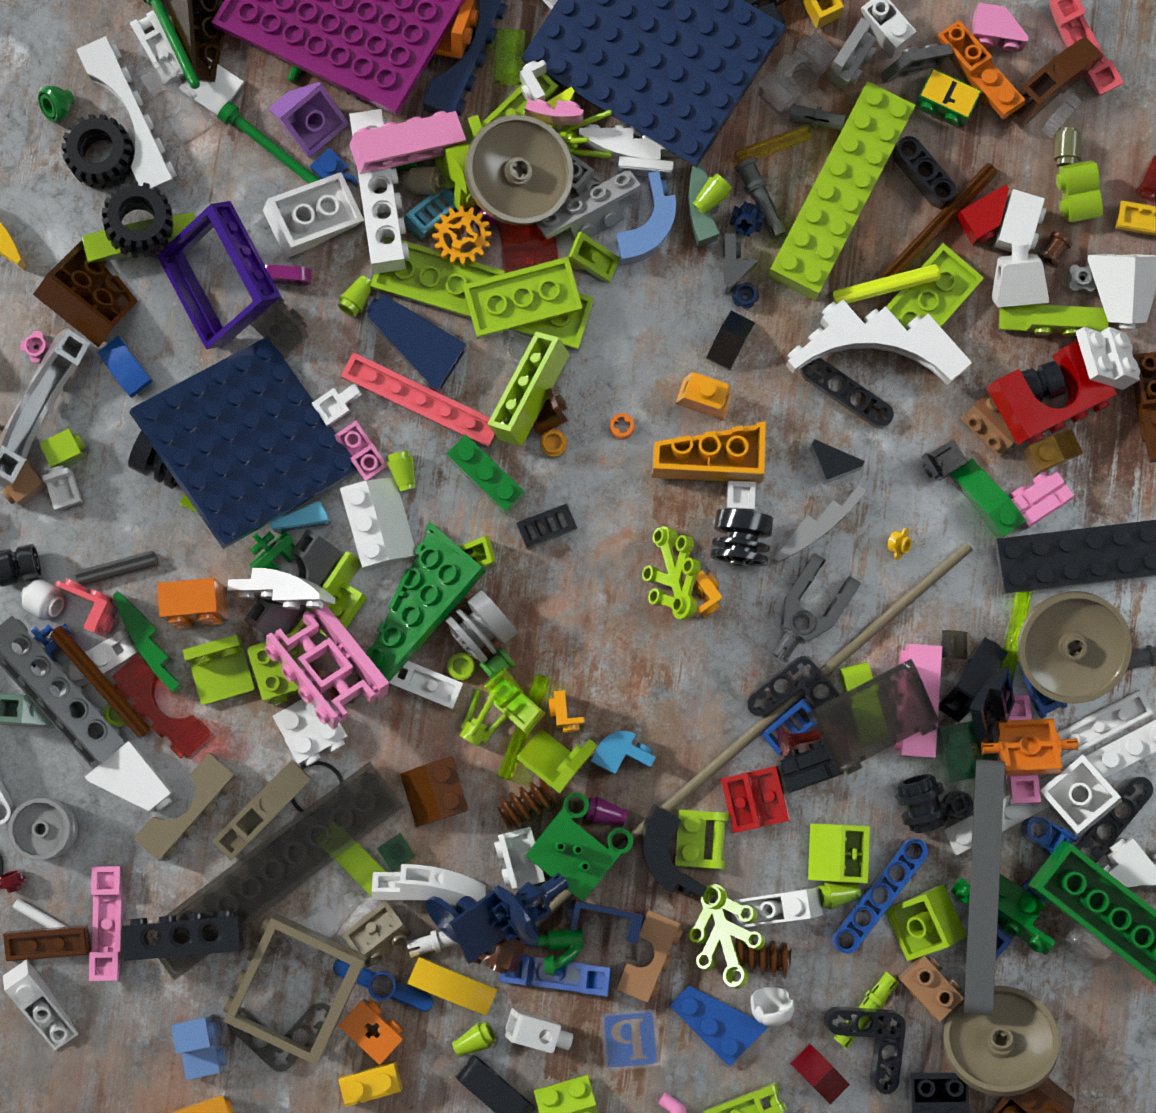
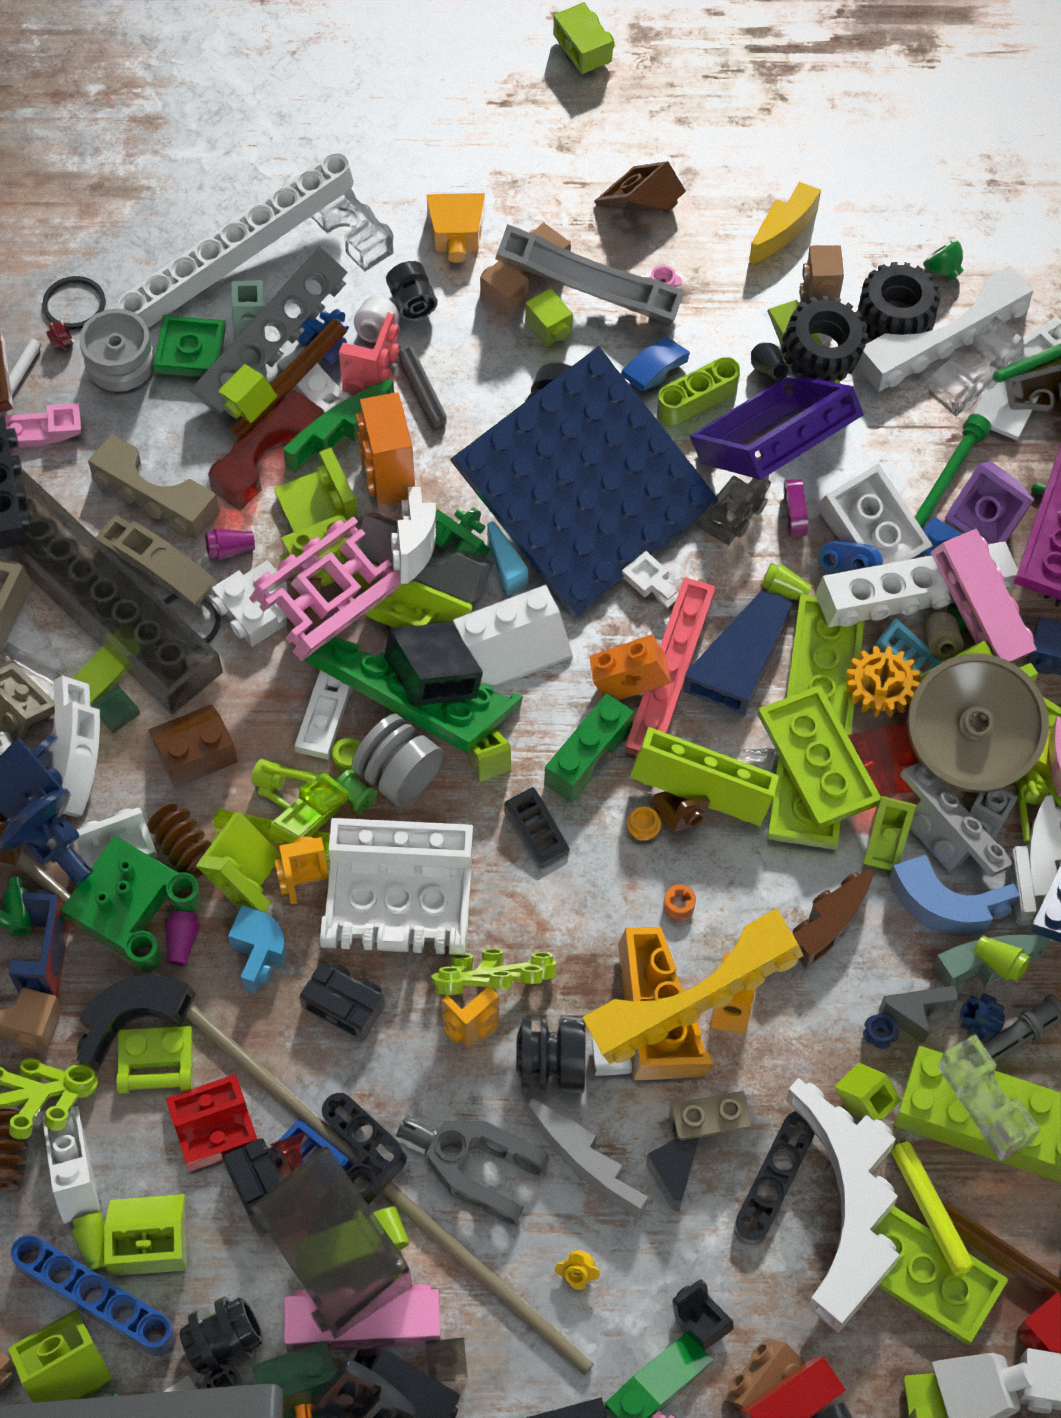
camera: 85 degrees right, 20 degrees down
(42, 766) = (188, 345): none -> green plate
(62, 487) = (506, 322): white bracket -> none
(67, 210) = (822, 273): none -> medium nougat brick
(86, 295) = (729, 311): reddish brown wedge -> none
(117, 717) = (247, 394): none -> lime brick
(132, 778) = (182, 430): white slope -> none
(138, 270) = (768, 360): none -> black cone
(150, 325) = (705, 379): none -> lime beam
(251, 748) = (227, 543): none -> magenta cone
(345, 241) = (847, 556): none -> blue plate
(363, 452) = (595, 618): bright pink slope -> none
(400, 588) = (433, 663): none -> black brick
(402, 469) = (577, 659): lime cone -> none
(425, 432) = (630, 668): none -> orange brick
(590, 639) = (398, 885): none -> white slope
(653, 312) = (831, 917): none -> reddish brown slope
(674, 690) = (343, 1000): none -> black brick
(730, 340) = (818, 1018): black slope -> none
(737, 478) = (628, 1025): none -> yellow arch
(797, 313) = (867, 1092): none -> lime brick
(803, 430) = (710, 1115): none -> dark tan bracket
(814, 233) = (972, 1077): none -> clear arch

